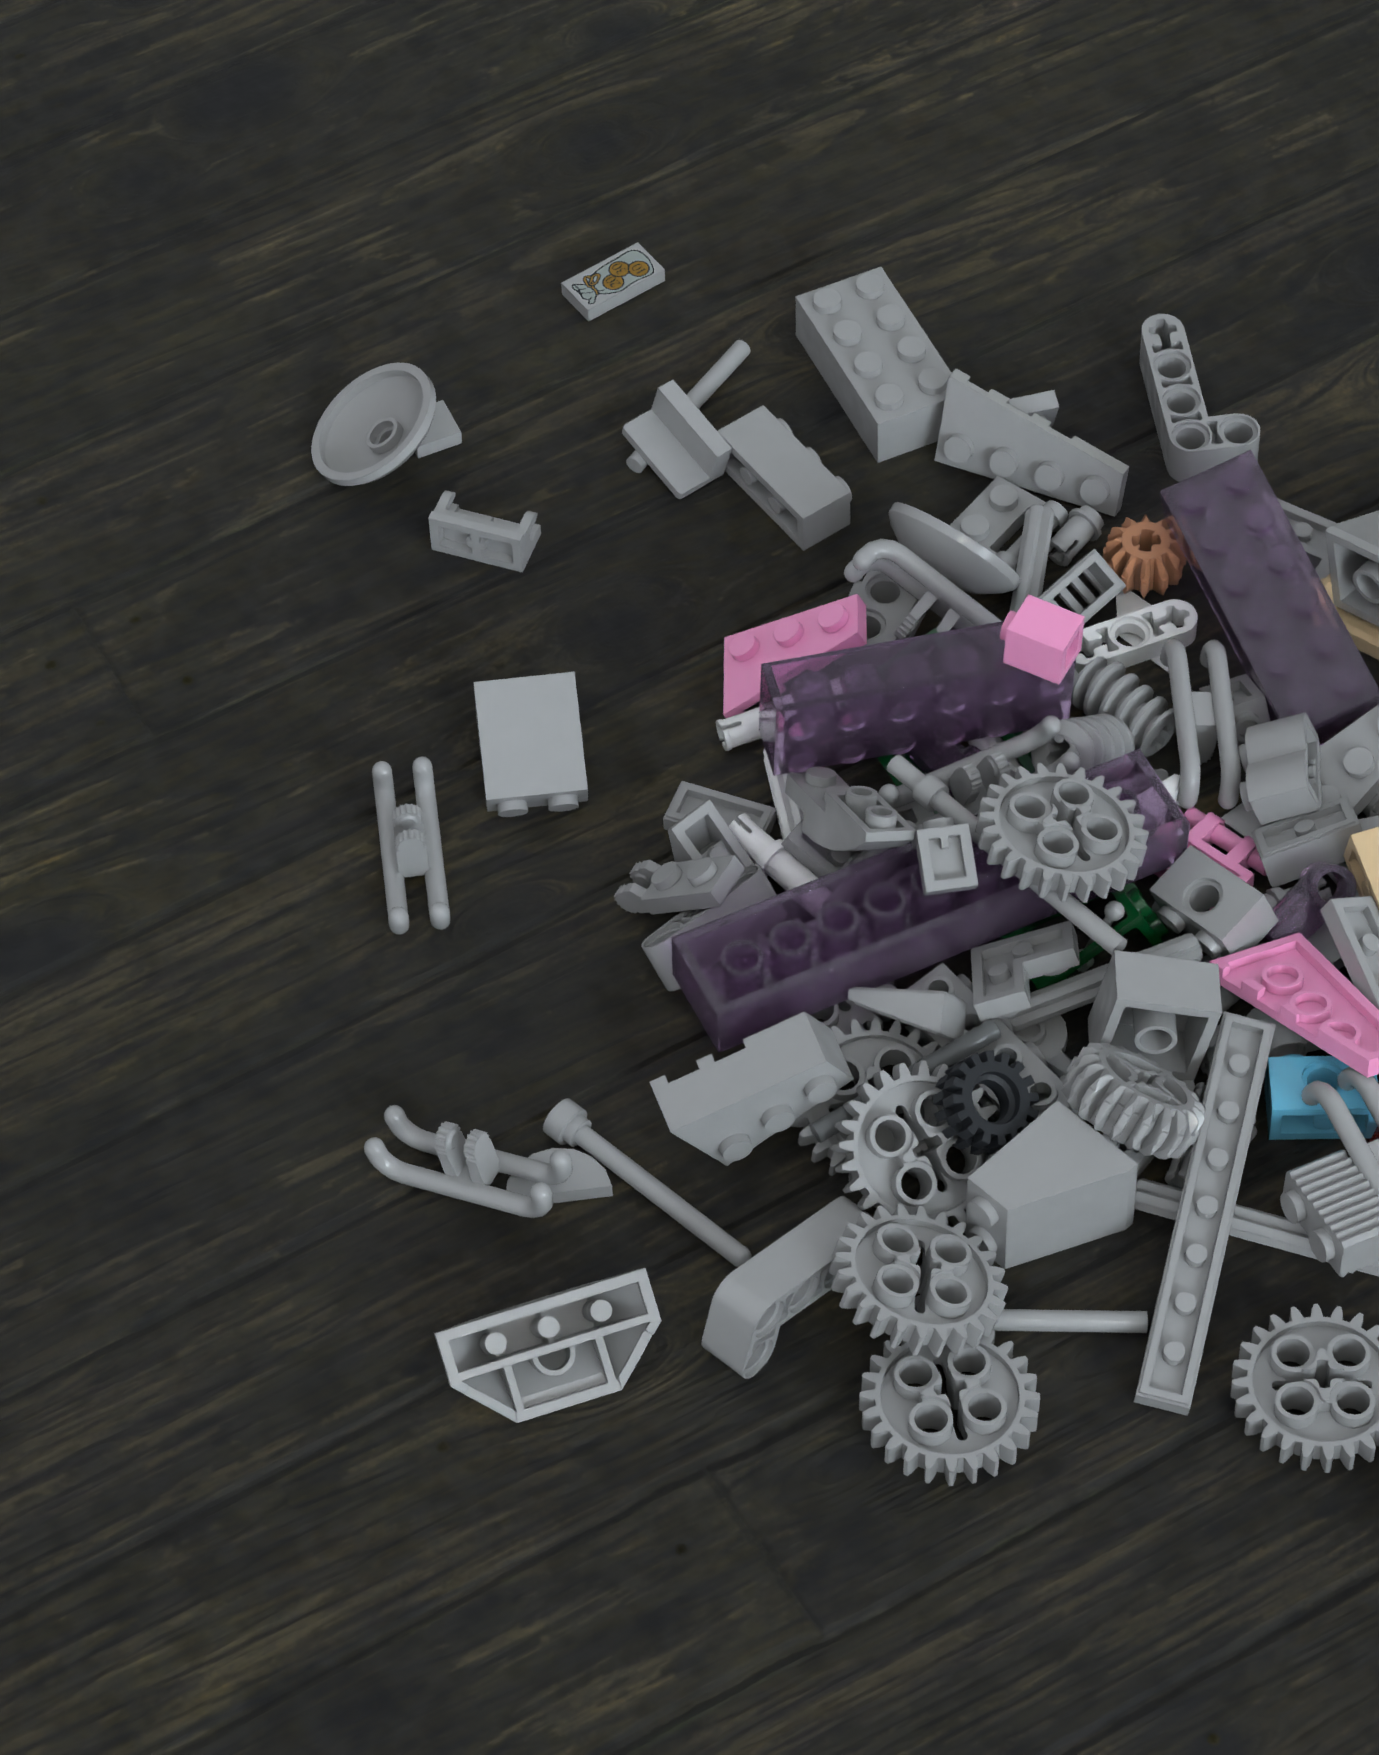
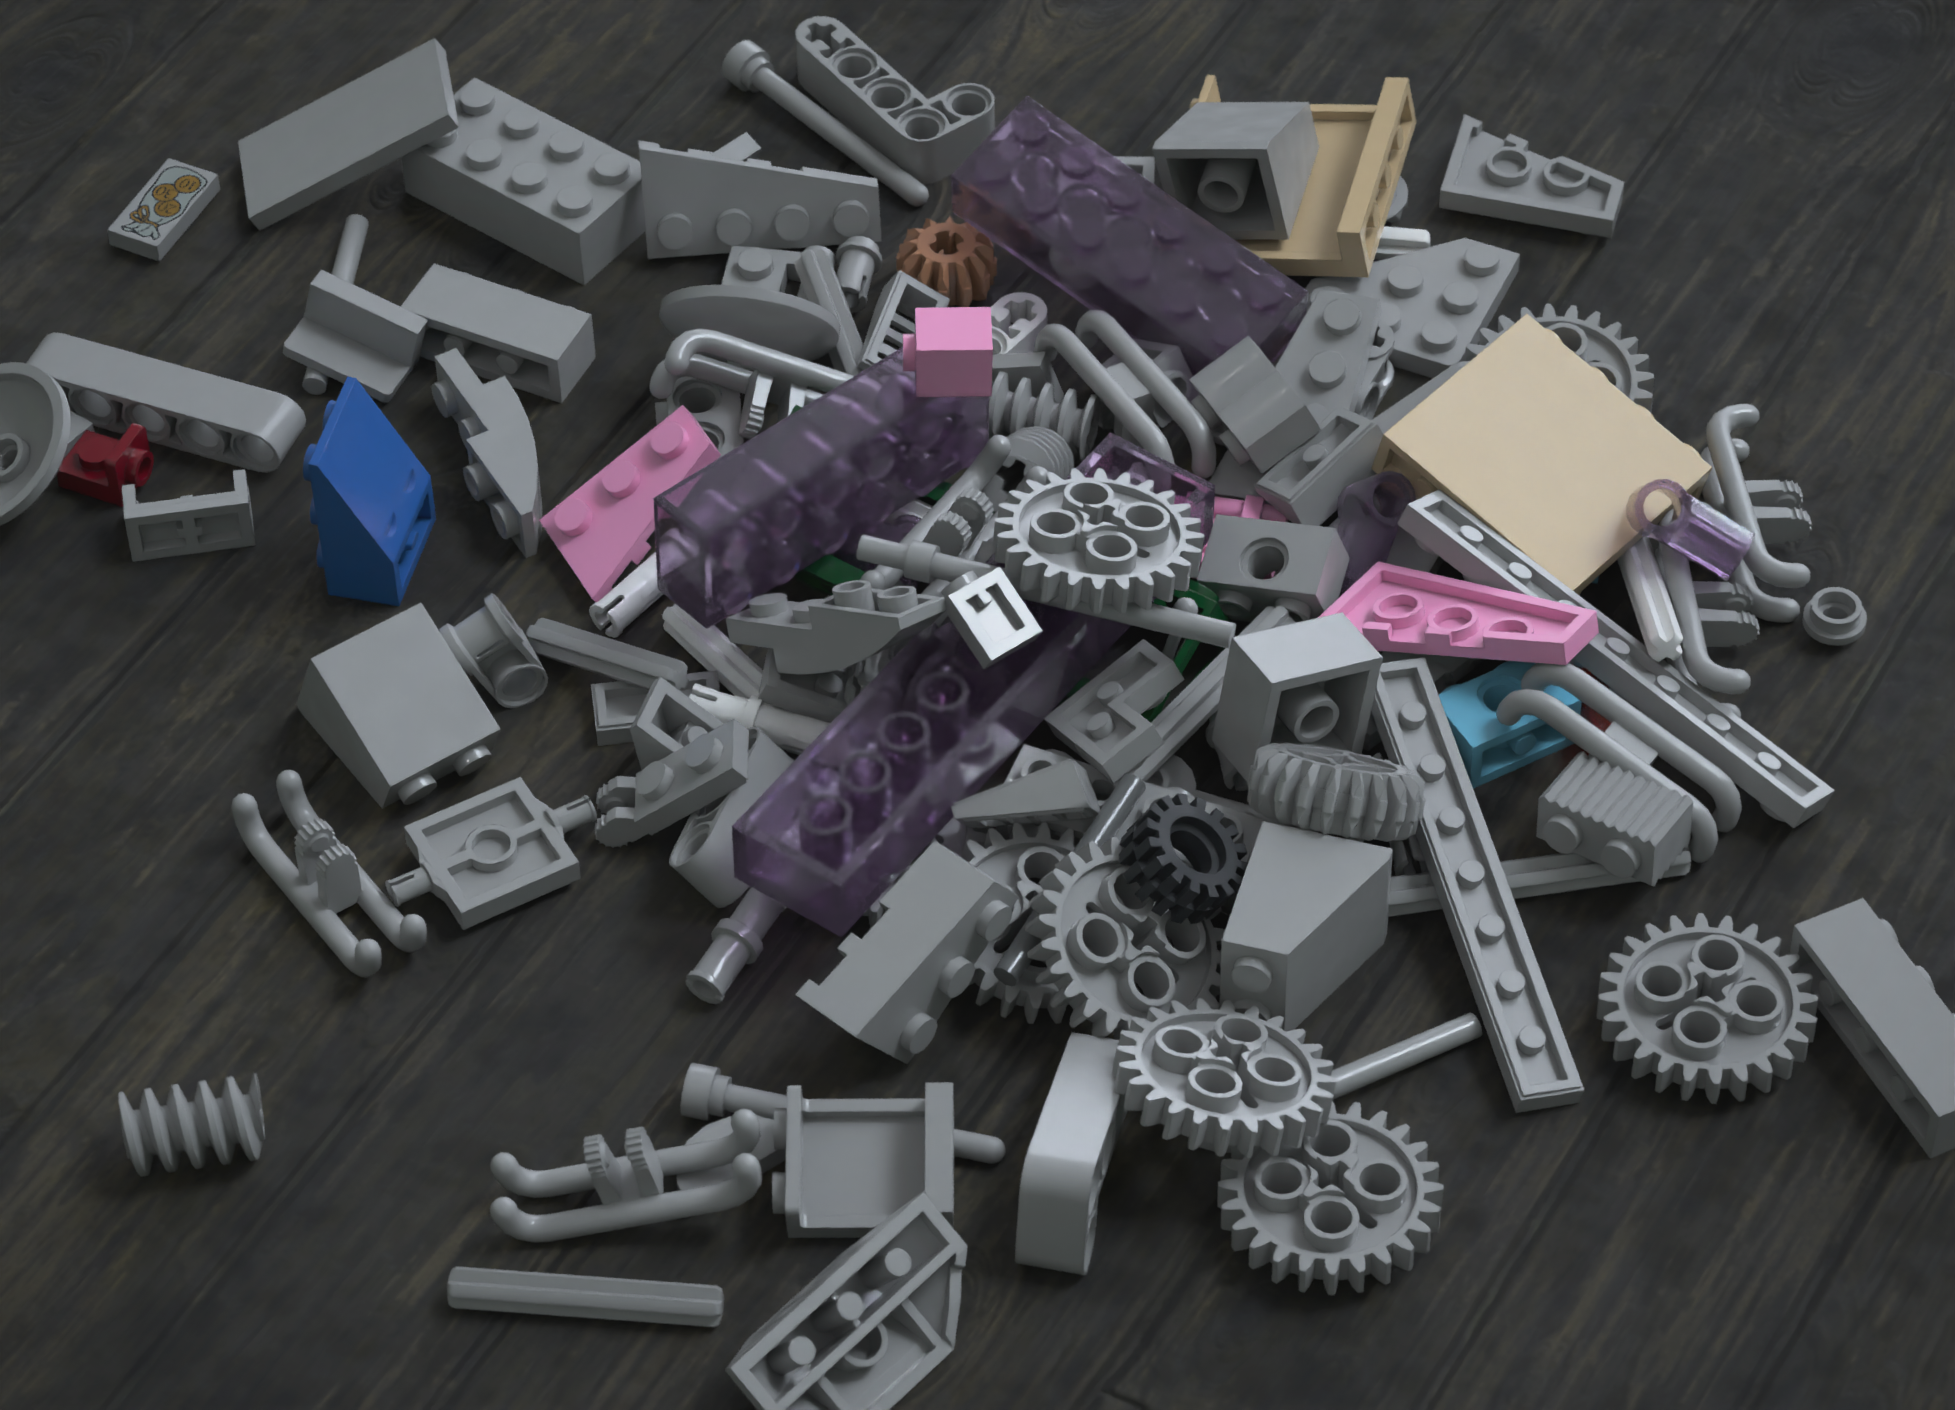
camera: 30 degrees left, 5 degrees down
(210, 995) = (193, 1126): none -> light grey piece
(398, 1235) = (585, 1296): none -> light grey axle
(454, 467) = (103, 464): none -> dark red bracket
(518, 436) = (173, 402): none -> light grey beam
(534, 879) = (492, 852): none -> light grey plate
(597, 573) = (367, 500): none -> blue slope
(621, 729) = (497, 654): none -> light grey piece
(639, 1222) = (862, 1160): none -> light grey panel
(656, 1023) = (734, 944): none -> light grey pin
(702, 765) = (604, 655): none -> light grey axle
(726, 573) = (498, 448): none -> light grey slope
(765, 276) = (347, 134): none -> light grey tile
(1104, 337) = (751, 69): none -> light grey piece
(1147, 667) = (1029, 365): none -> light grey tile

